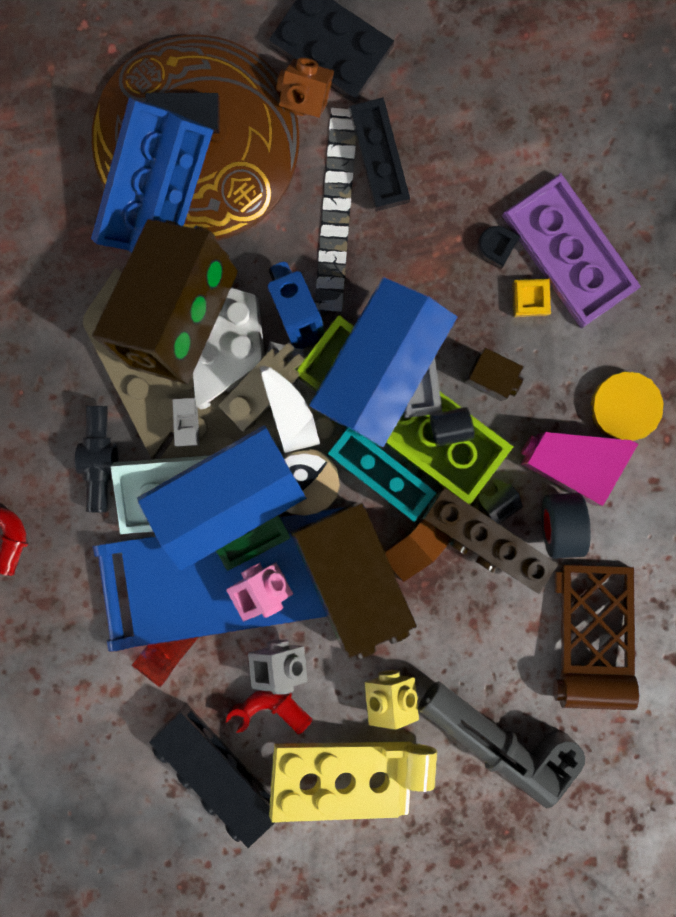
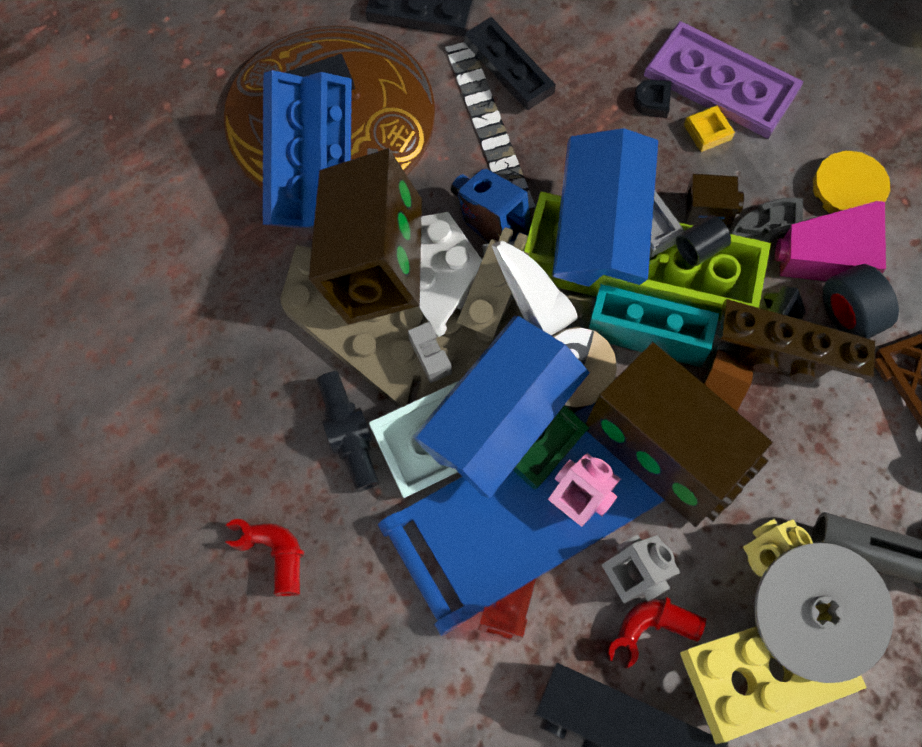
camera: 20 degrees left, 20 degrees down
(304, 87) = (430, 33): dark orange brick -> none
(406, 739) = (859, 612): none -> light grey piece
(529, 413) = (770, 220): none -> dark grey tile

